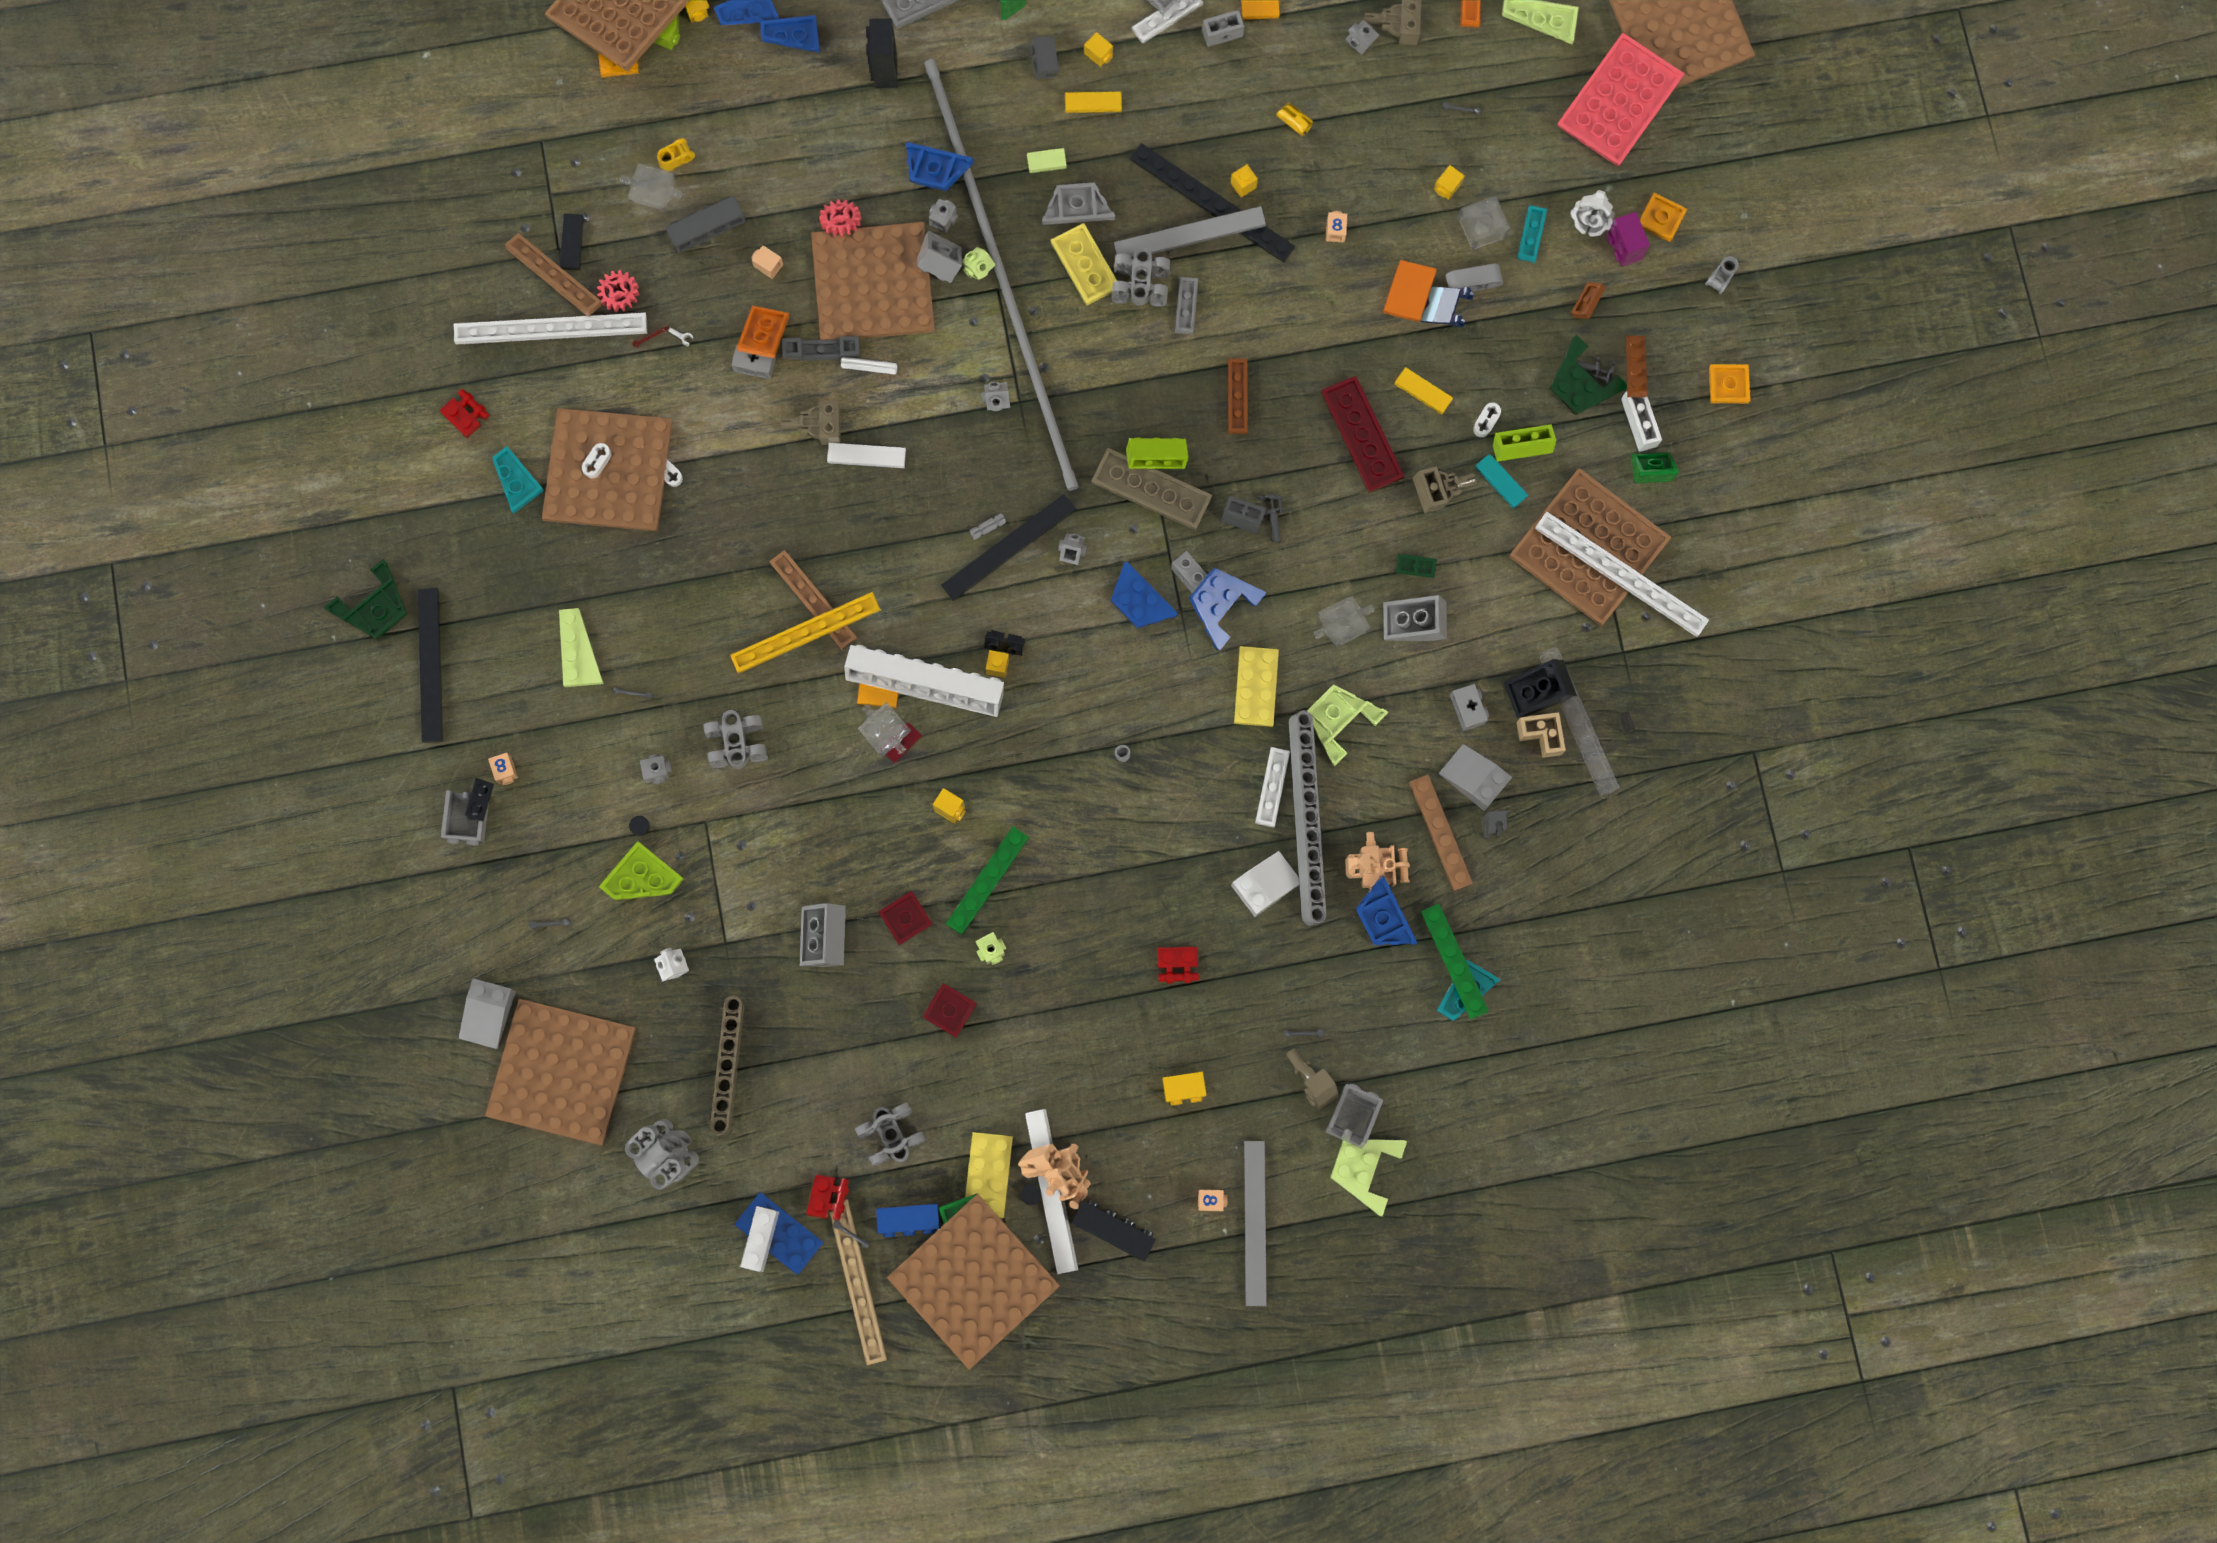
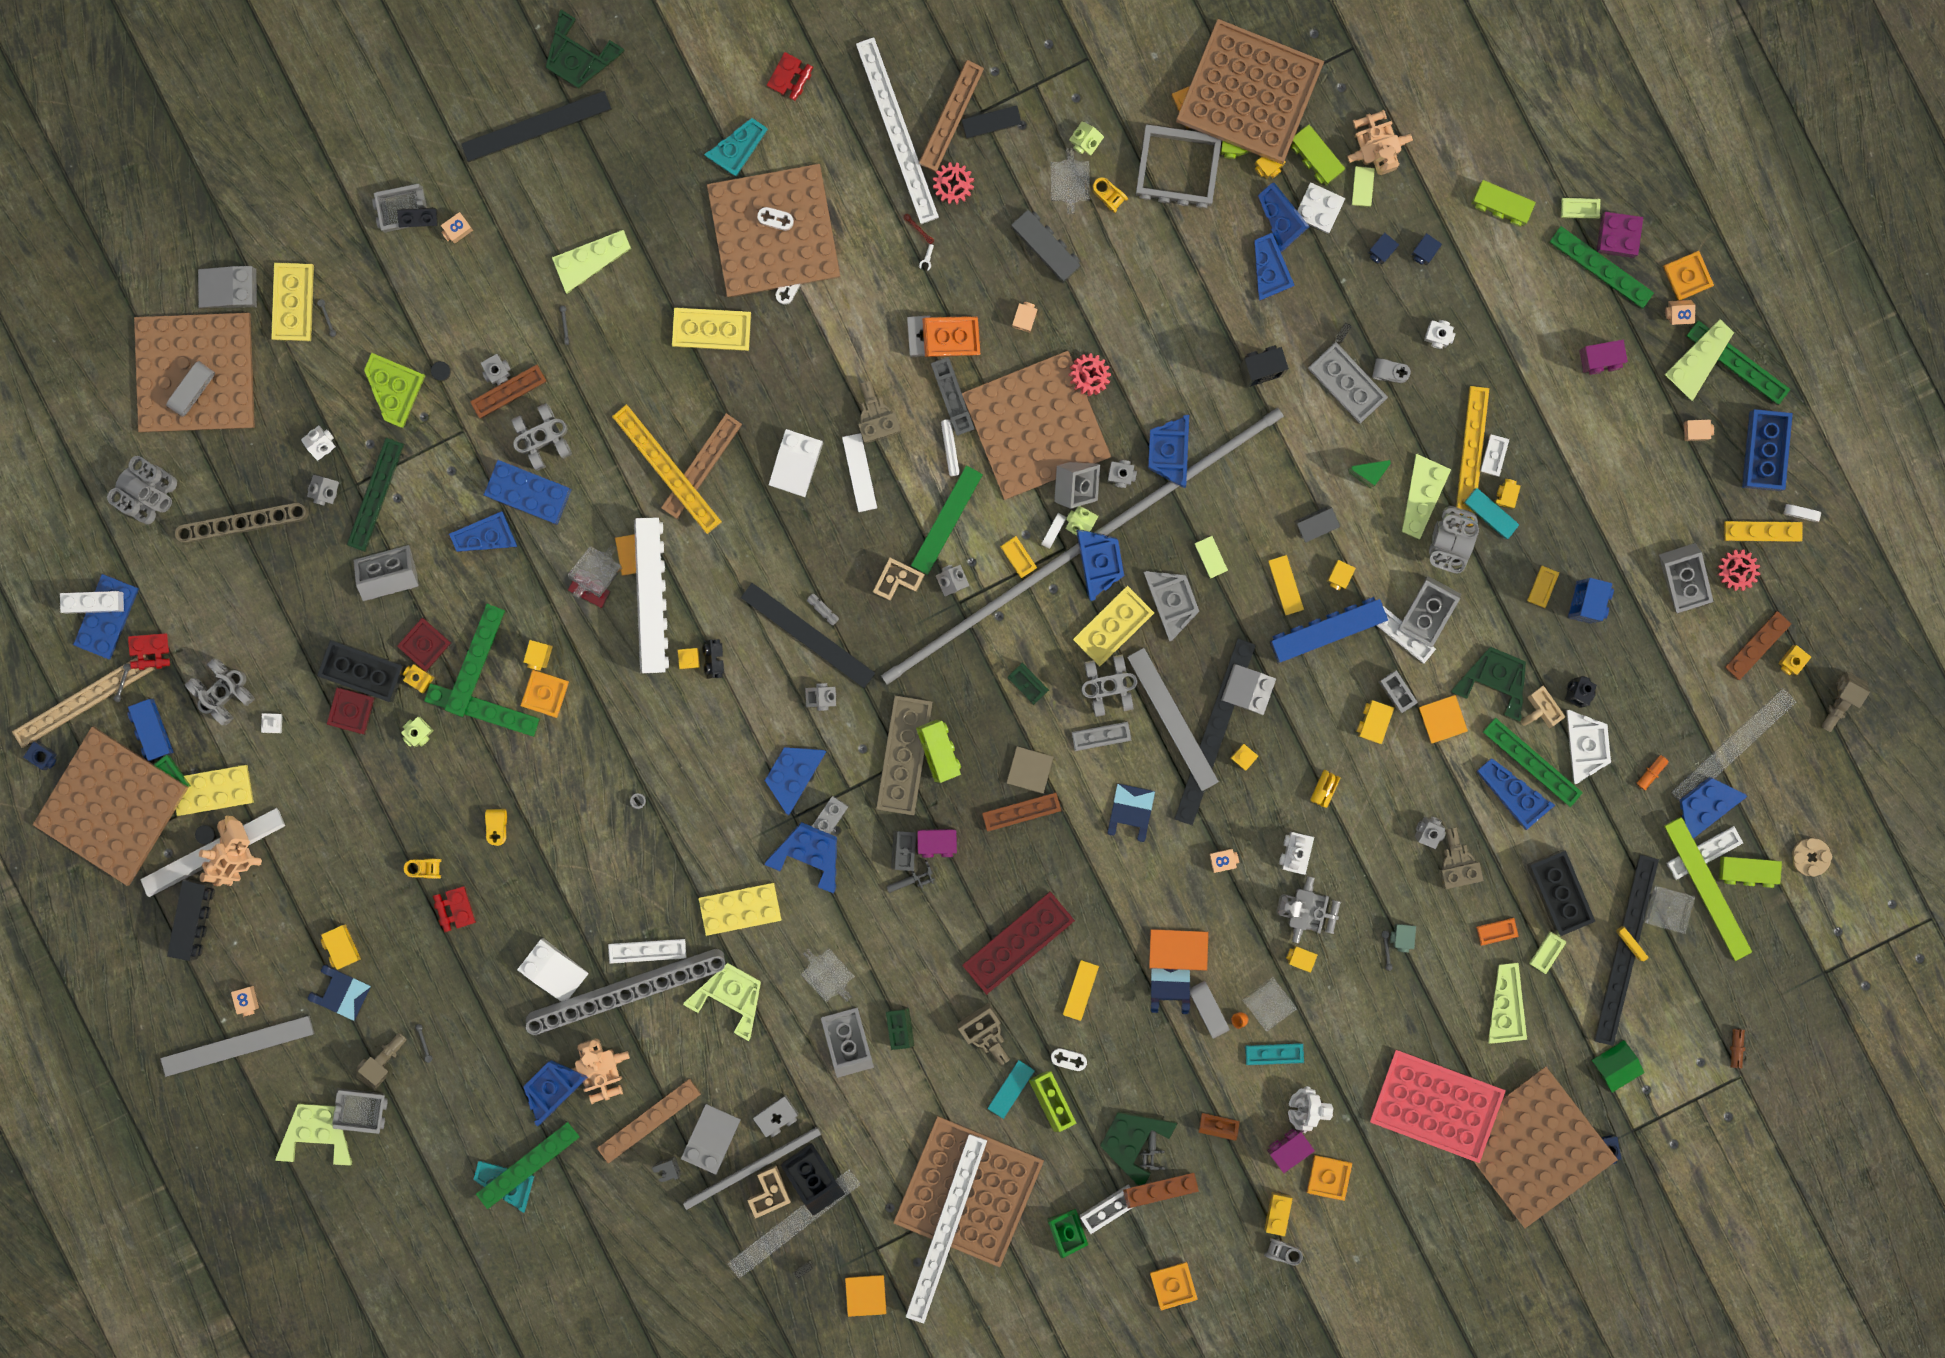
camera: 80 degrees right, 10 degrees up
(522, 951) = (292, 302): none -> light yellow plate
(575, 1076) = (190, 388): none -> light grey beam
(616, 158) = (1086, 138): none -> yellowish green brick
(642, 74) = (1183, 135): none -> light grey window
(681, 764) = (508, 391): none -> dark orange plate
(683, 553) = (711, 329): none -> light yellow plate
(719, 973) = (322, 490): none -> light grey brick
(741, 925) = (375, 494): none -> dark green tile
(786, 772) = (527, 492): none -> blue brick
(814, 826) = (485, 534): none -> blue wing
(837, 510) = (795, 463): none -> white slope
(894, 1347) = (33, 752): none -> dark blue brick
(913, 985) = (361, 671): none -> black brick
(936, 872) = (475, 660): none -> green plate
(937, 388) = (947, 520): none -> green tile
(938, 1094) = (271, 723): none -> white tile
(943, 928) = (424, 678): none -> yellow brick
(976, 445) = (895, 574): none -> tan brick
(978, 292) = (1054, 530): none -> white beam
(989, 815) = (544, 693): none -> light orange tile
(993, 333) = (1018, 557): none -> yellow tile
(1020, 257) = (1100, 561): none -> blue wing
(1103, 897) = (496, 822): none -> yellow piece
(1116, 356) = (1028, 683): none -> dark green hinge
(1129, 979) = (424, 868): none -> yellow piece
(1146, 70) = (1327, 631): none -> blue brick
(1182, 156) = (1248, 689): none -> light grey slope
(1199, 378) = (1030, 770): none -> dark tan tile
(1232, 1100) = (343, 994): none -> dark blue flag
(1245, 57) = (1375, 721): none -> yellow brick
(1245, 473) = (937, 842): none -> magenta brick
(1263, 296) = (1133, 808): none -> dark blue flag
(1348, 158) = (1297, 853): none -> white brick
(1405, 164) = (1307, 910): none -> light grey piece
(1453, 87) = (1403, 937): none -> sand green brick
(1490, 257) = (1239, 1020): none -> orange hinge
(1514, 744) = (749, 1169): none -> light grey tile
(1666, 672) = (865, 1295): none -> light orange tile
(1685, 269) = (1278, 1214): none -> yellow brick

